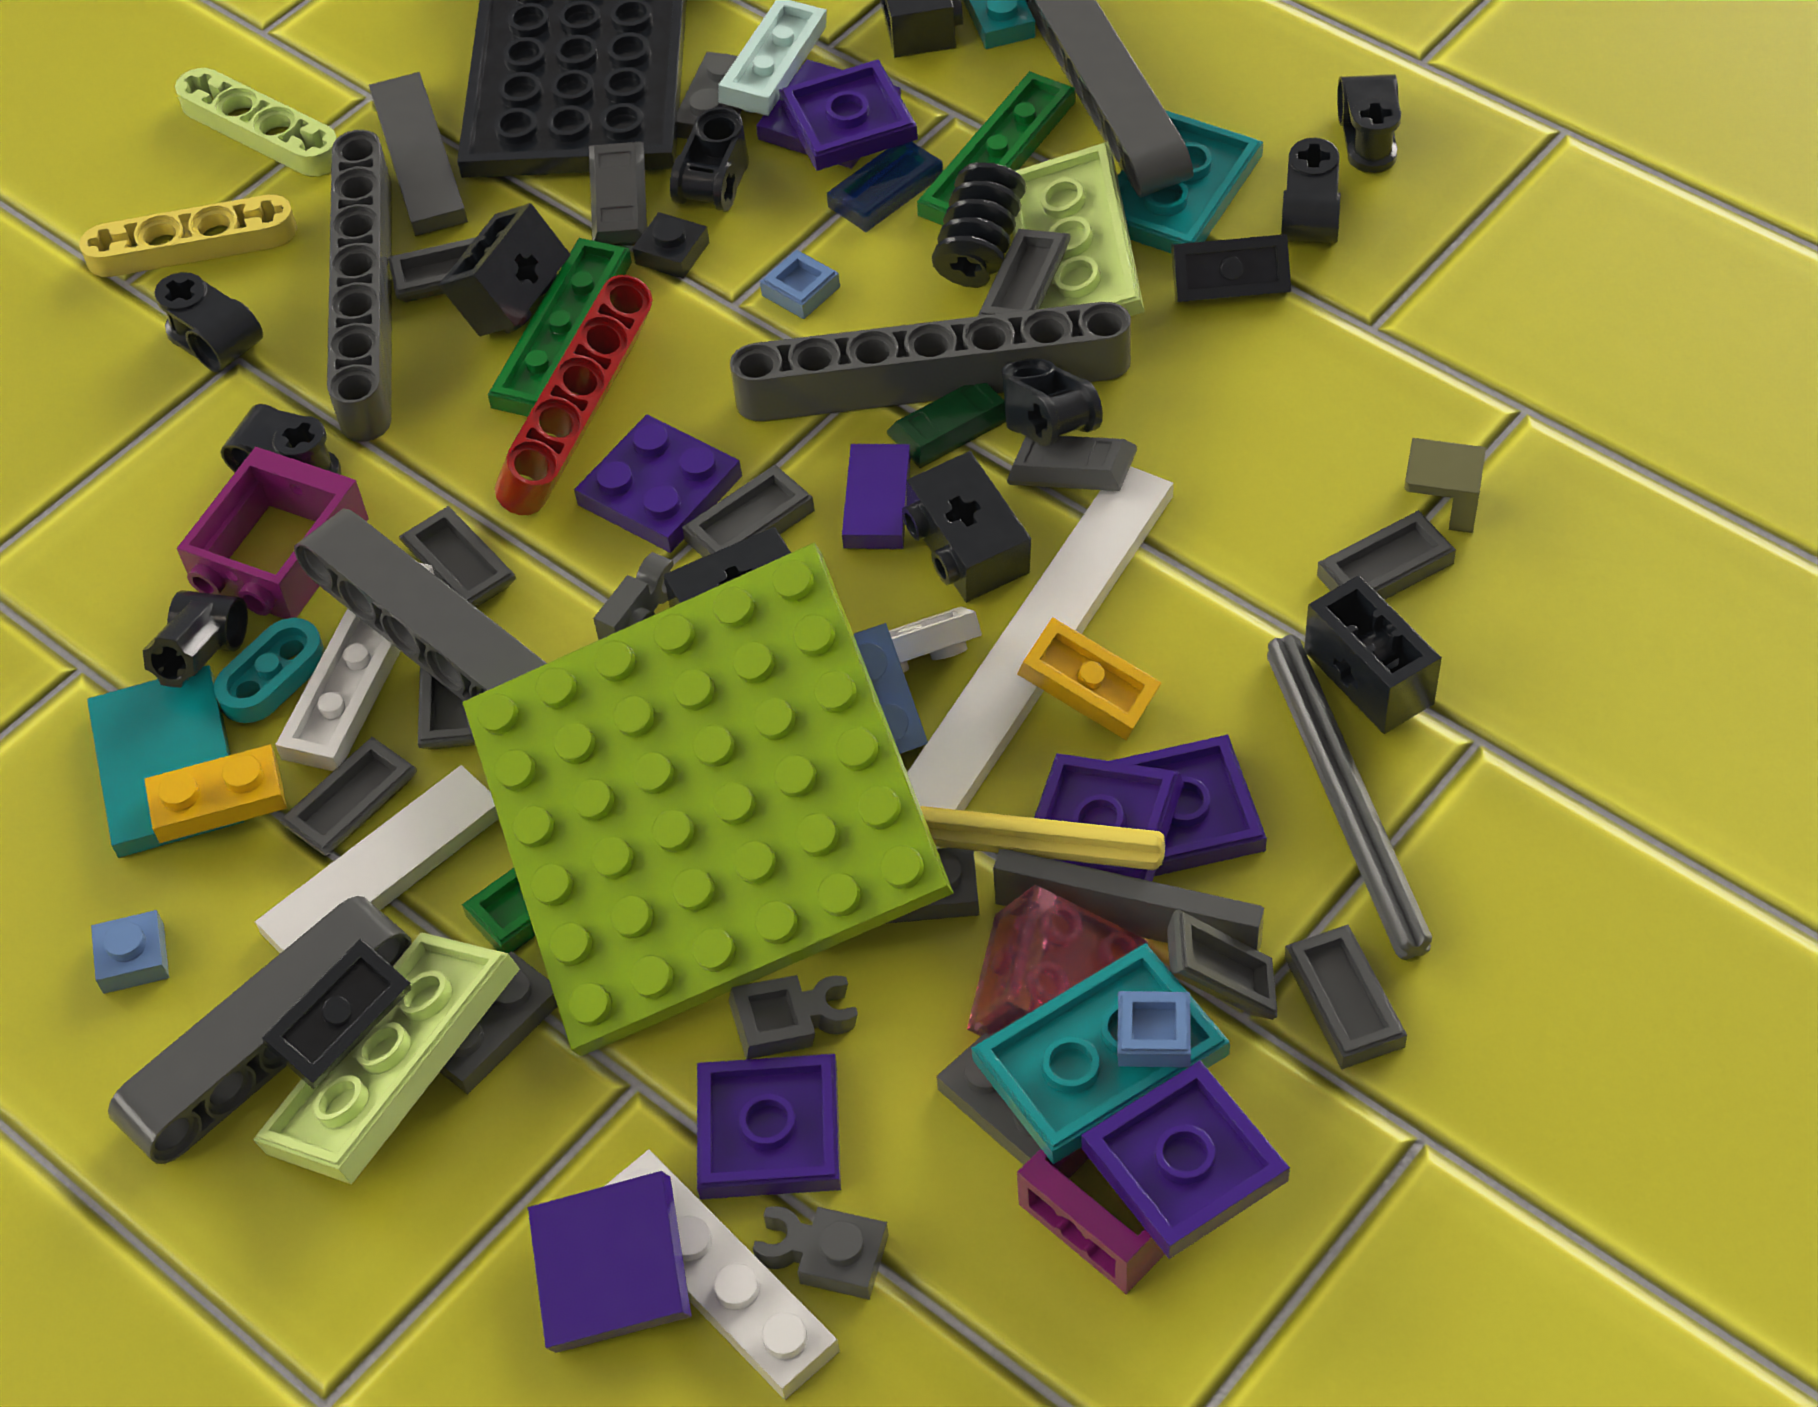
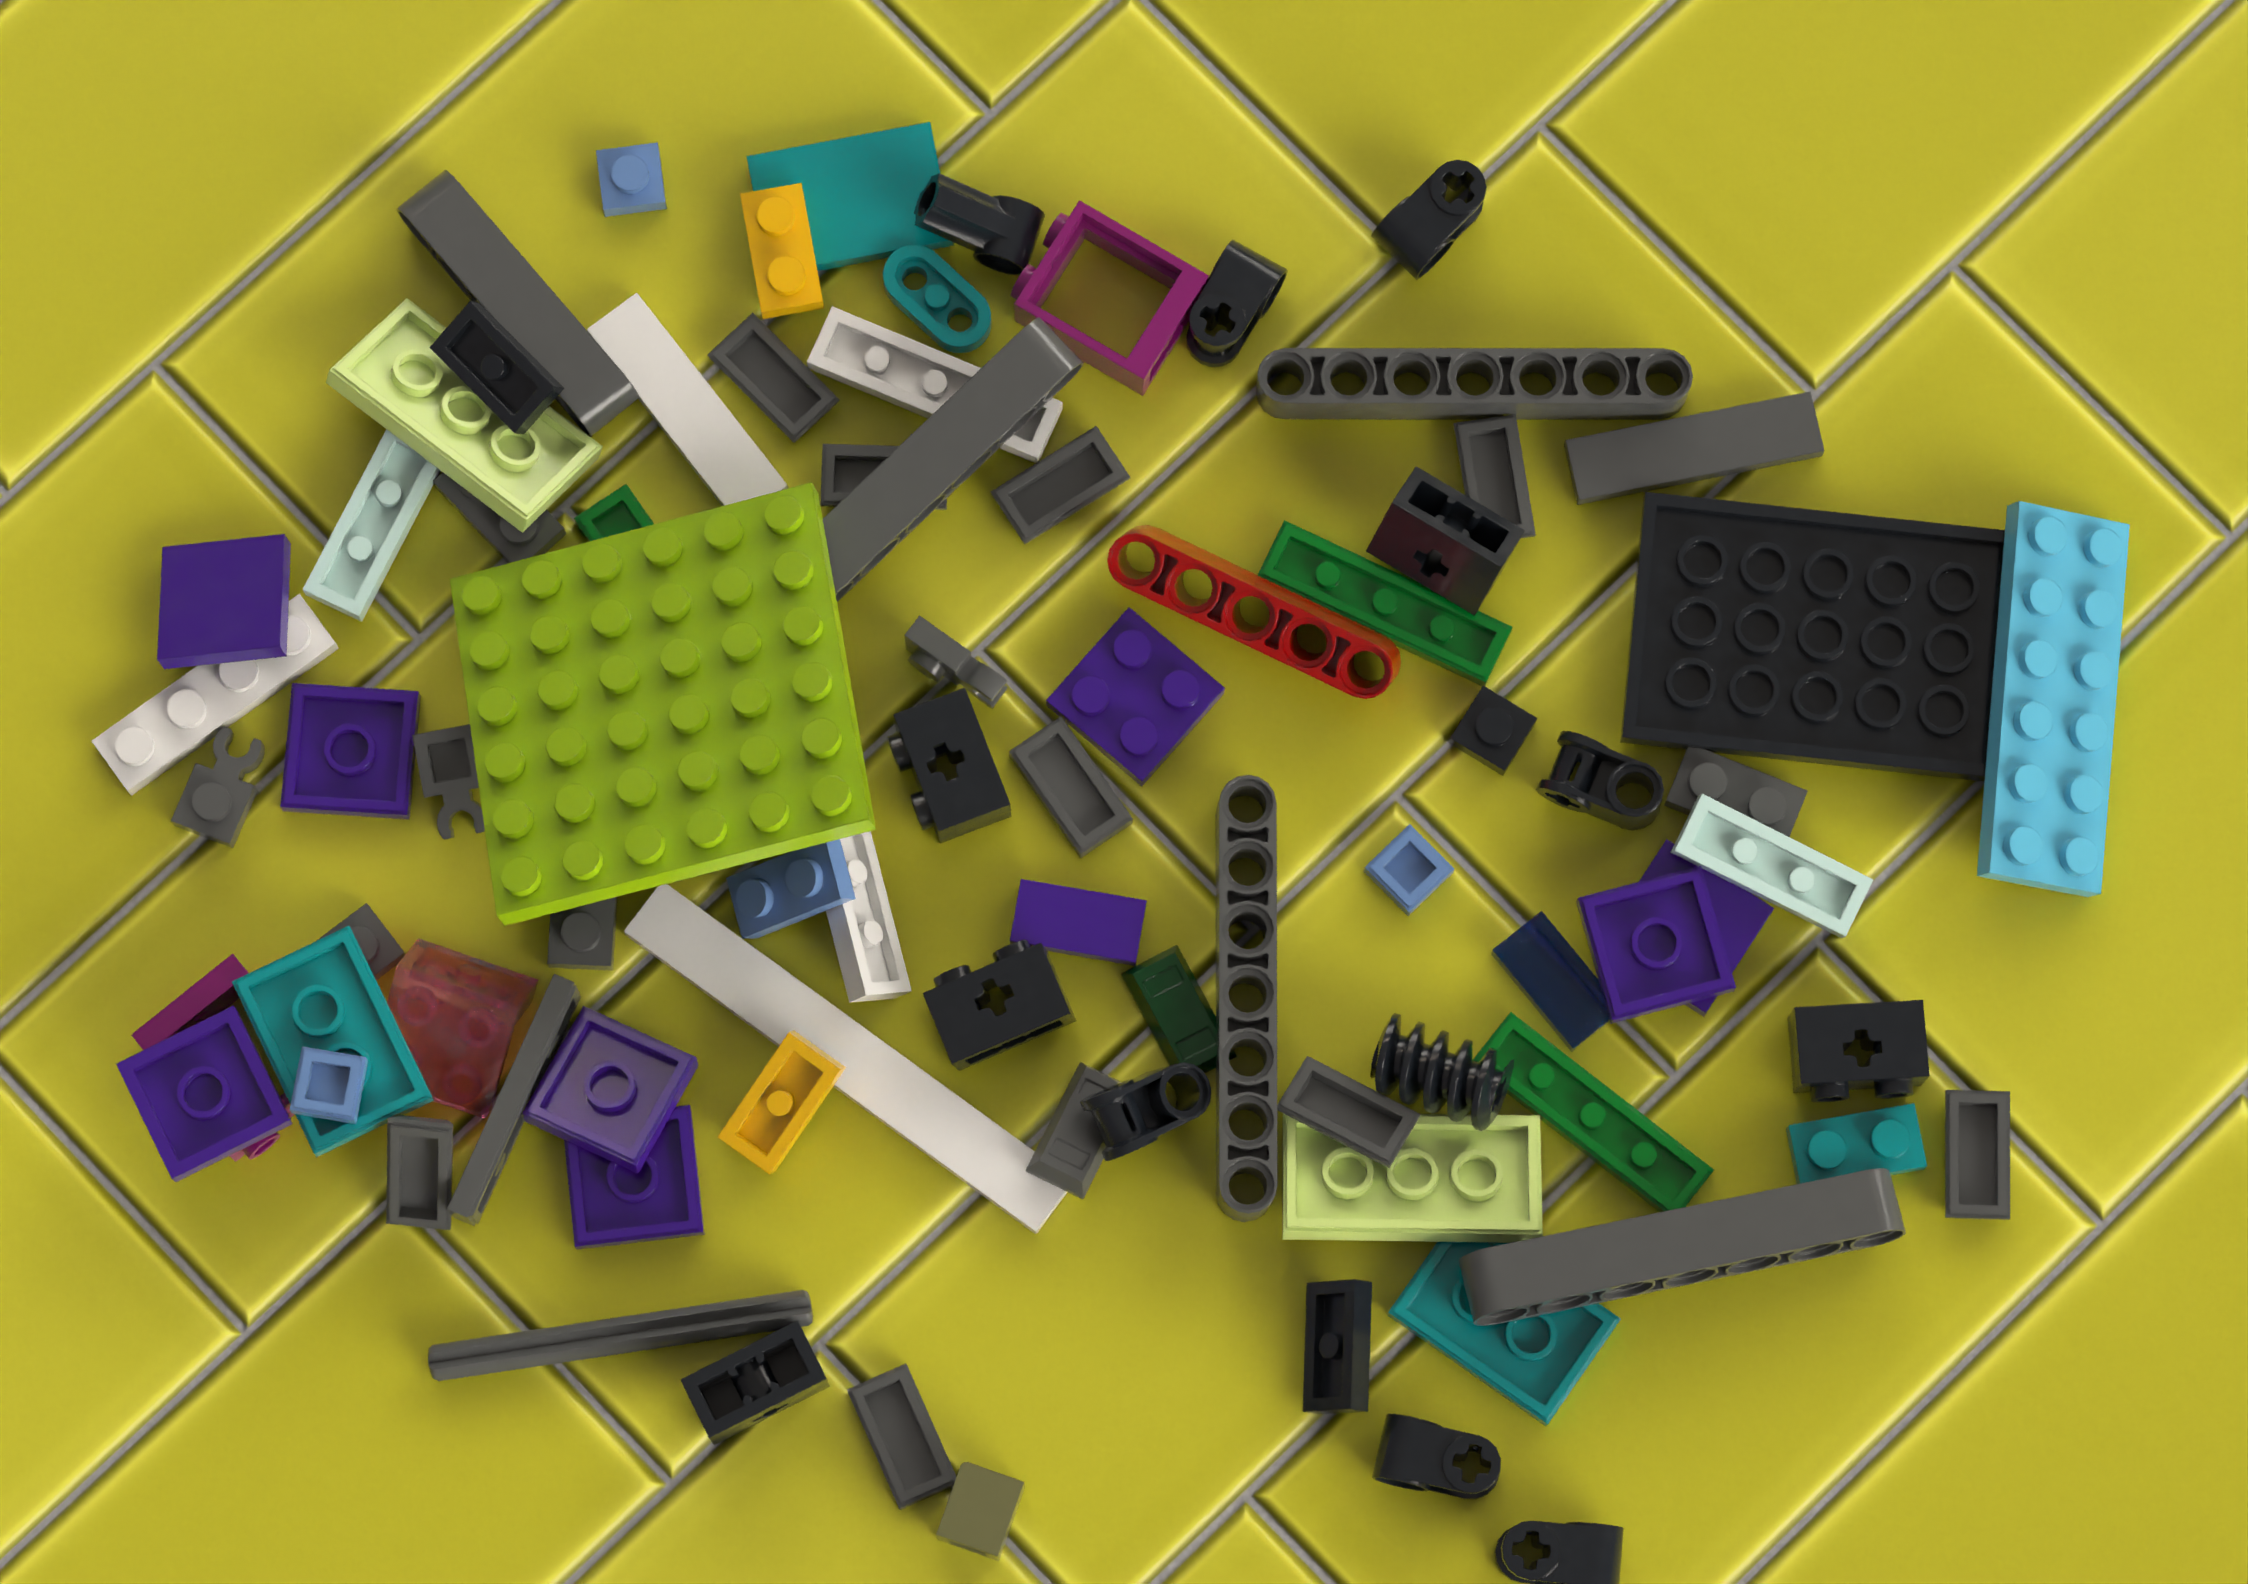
camera: 90 degrees right, 25 degrees up
(189, 242) = (1597, 192): light yellow beam -> none
(265, 113) = (1780, 268): yellowish green beam -> none
(513, 1131) = (372, 528): none -> light aqua plate
(618, 193) = (1573, 673): dark grey tile -> none
(1046, 838) = (585, 1017): light yellow axle -> none
(1345, 996) = (396, 1289): dark grey tile -> none

